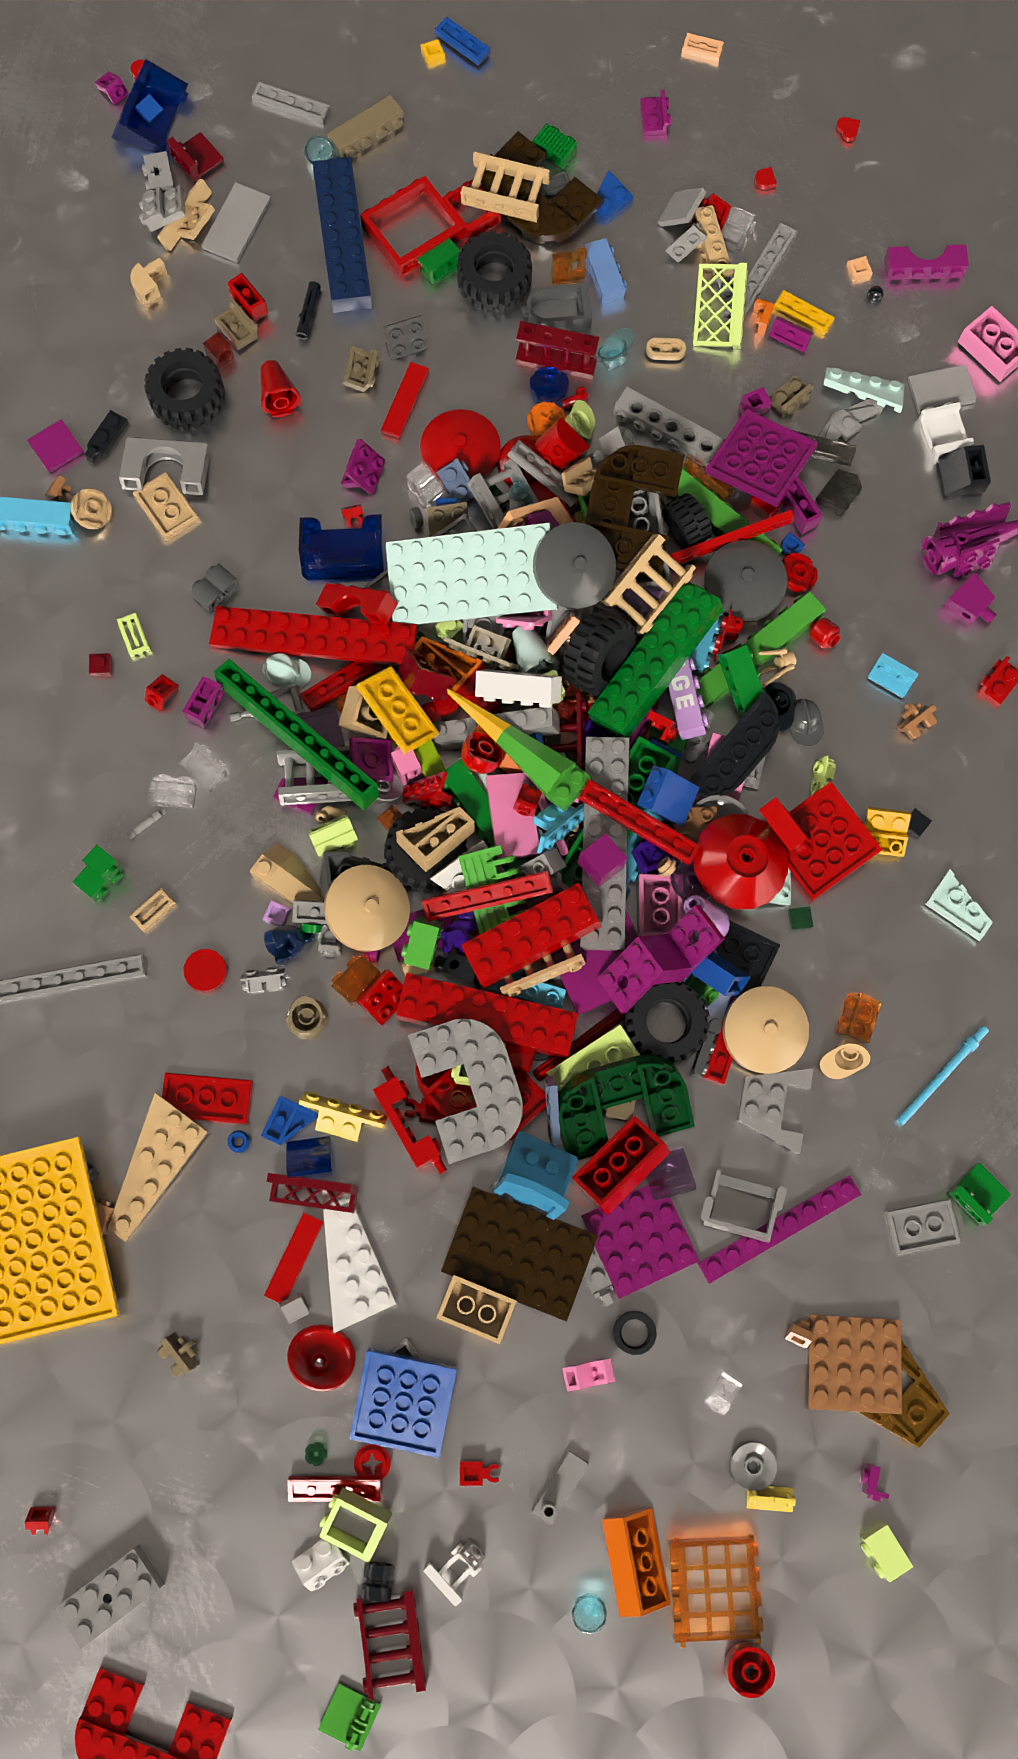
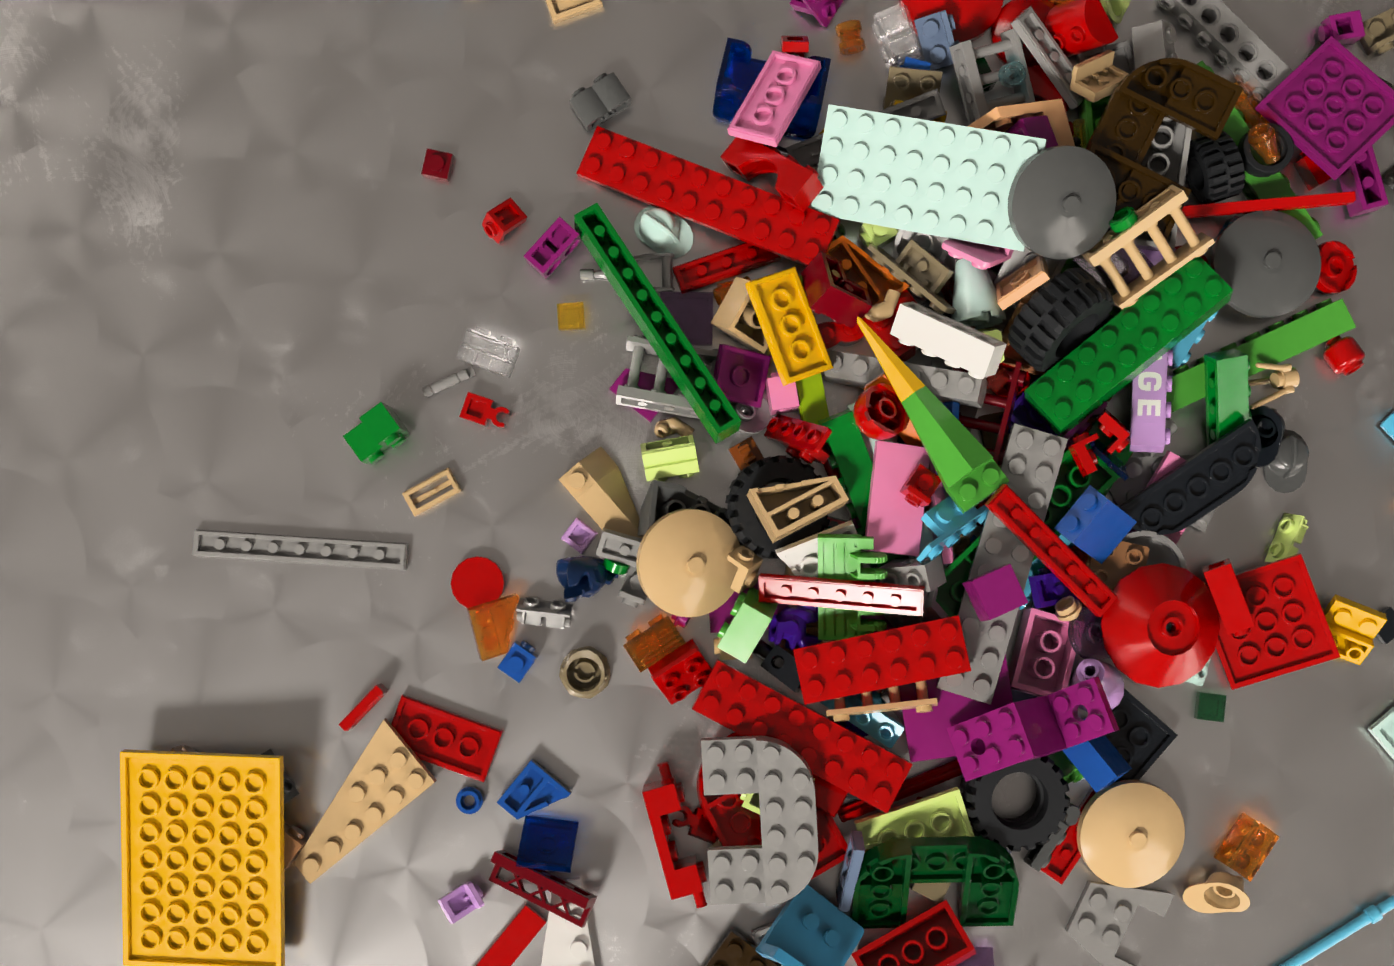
camera: 15 degrees right, 10 degrees up
(136, 1089) = (363, 707): none -> red tile
(139, 650) = (489, 158): yellowish green tile -> none
(175, 837) = (479, 410): none -> red plate
(204, 767) = (534, 330): clear bracket -> none
(225, 999) = (492, 625): none -> clear orange wing
(230, 750) = (571, 316): none -> clear yellow tile
(251, 1222) = (461, 901): none -> lavender bracket
(252, 1021) = (518, 660): none -> blue bracket
(341, 1118) = (596, 803): light yellow bracket -> none
(345, 551) = (774, 98): none -> bright pink tile
(393, 498) = (850, 37): none -> clear orange wheel
(413, 901) = (748, 567): none -> tan bracket
(416, 517) = (873, 73): dark grey tile -> none
(467, 681) = (884, 309): none -> tan arm
(623, 567) = (1123, 219): none -> green tile
(644, 748) = (1084, 458): none -> red bracket
(715, 491) = (1264, 141): none -> clear orange cone
(725, 485) = (1256, 169): none -> black tyre
(729, 630) = (1226, 321): red hinge -> none
(791, 544) = (1333, 228): blue tile -> none

